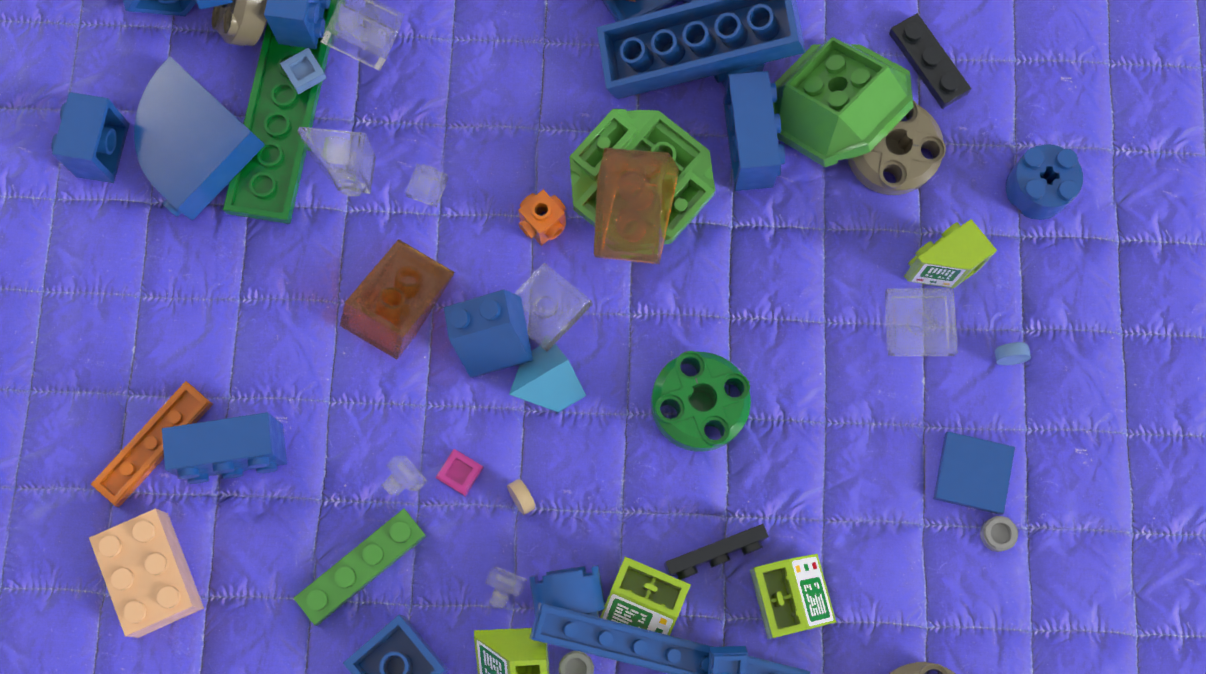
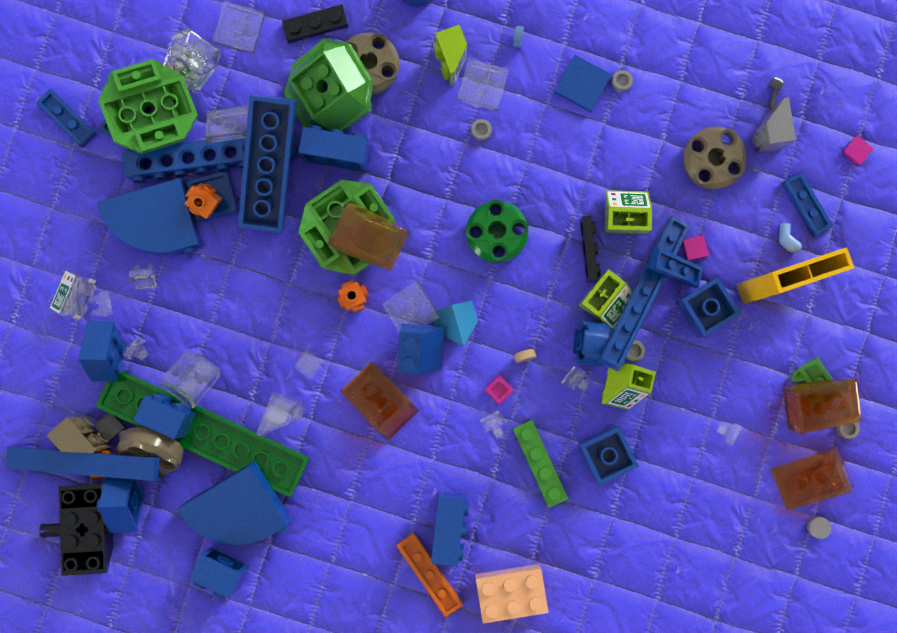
camera: 75 degrees left, 10 degrees up
(303, 70) = (211, 424): medium blue plate -> none
(851, 338) = (481, 130): none -> light grey tile

